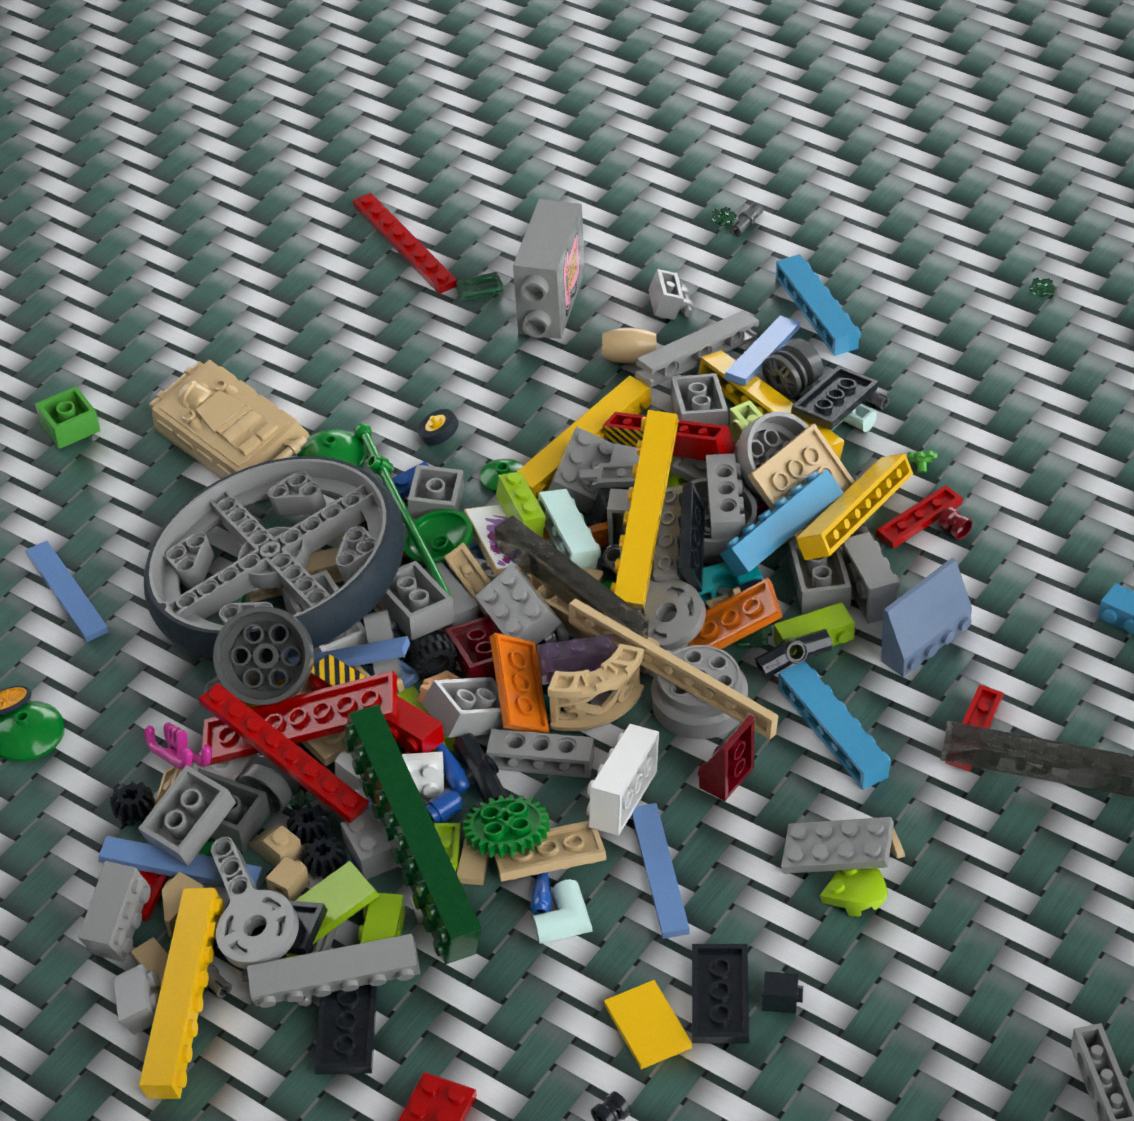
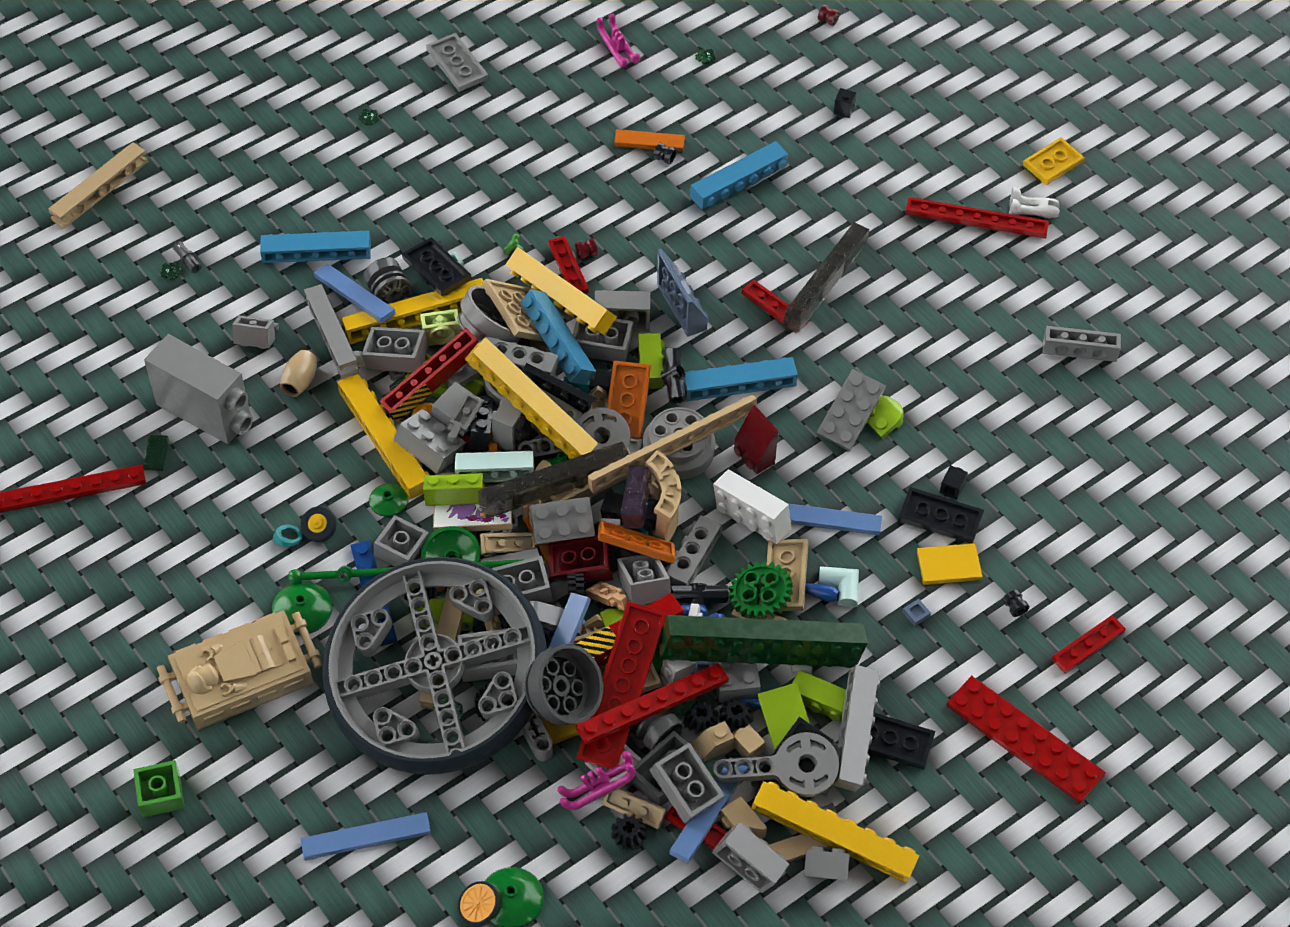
camera: 75 degrees left, 10 degrees up
(410, 403) = (279, 540): none -> teal piece
(550, 1004) = (916, 612): none -> sand blue plate
(802, 125) = (98, 185): none -> tan piece

